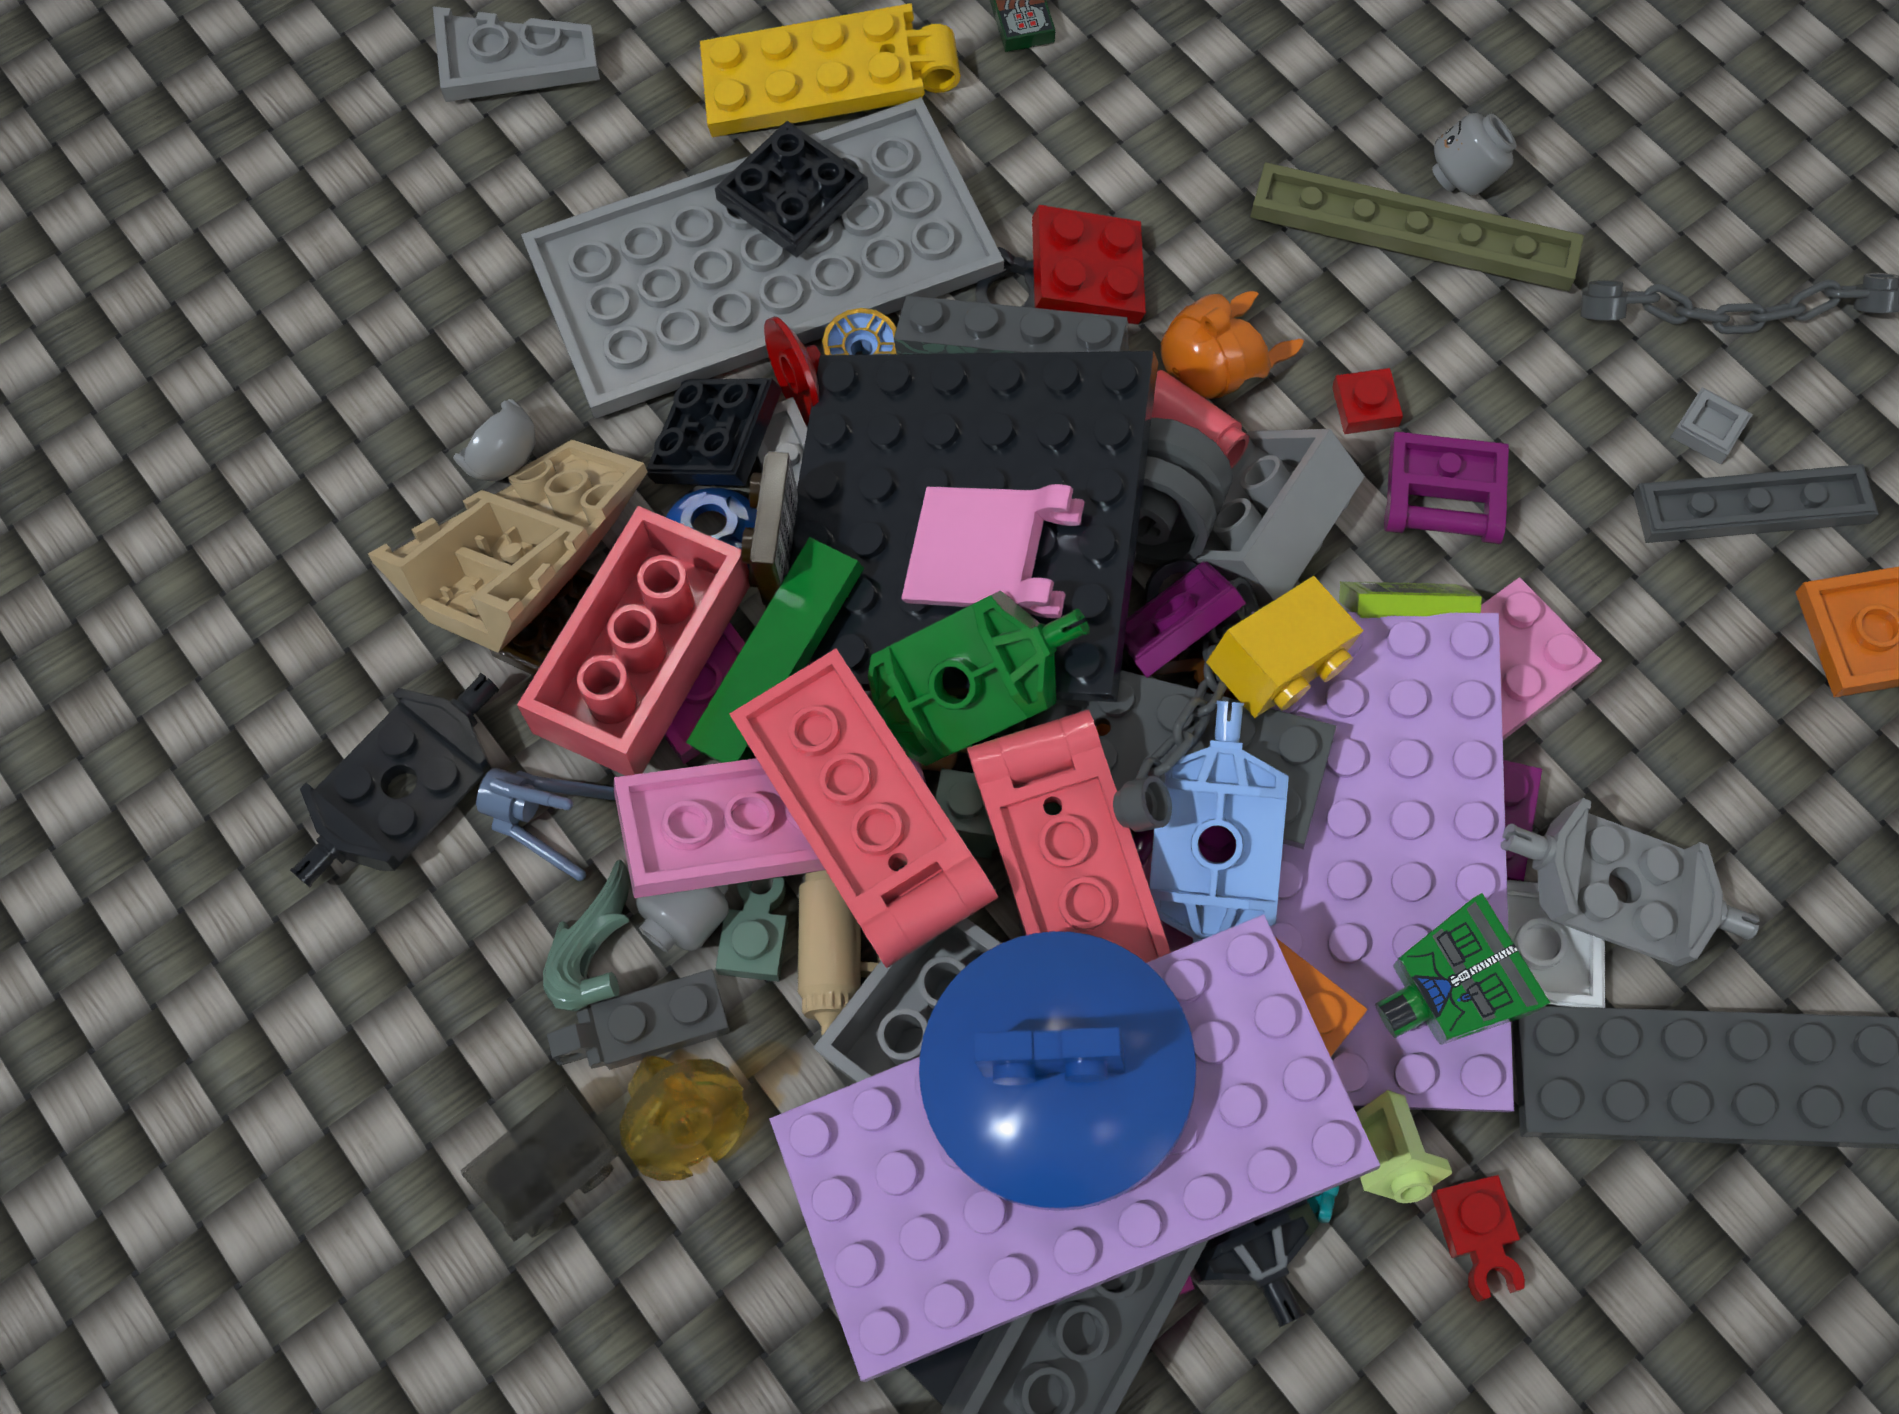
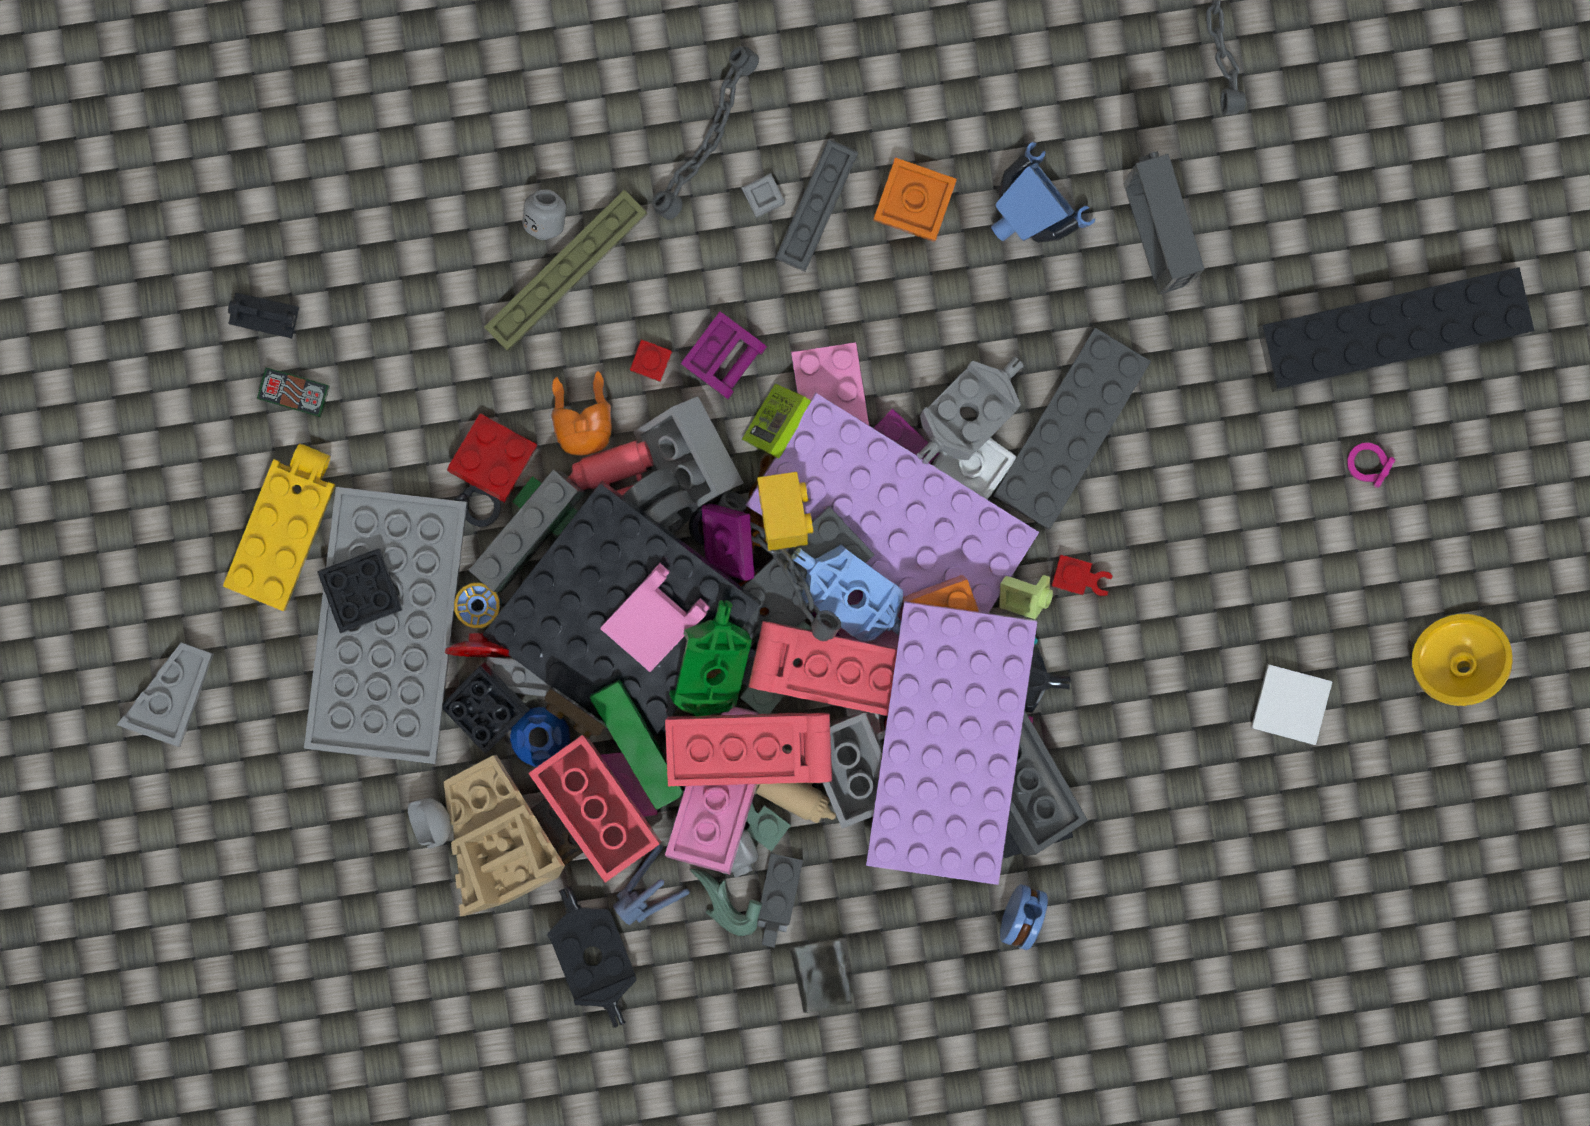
camera: 65 degrees left, 20 degrees up
(681, 1115) = (833, 902): clear yellow tile -> none
(1057, 1070) = (922, 733): blue bracket -> none
(1462, 979) = (974, 525): torso -> none

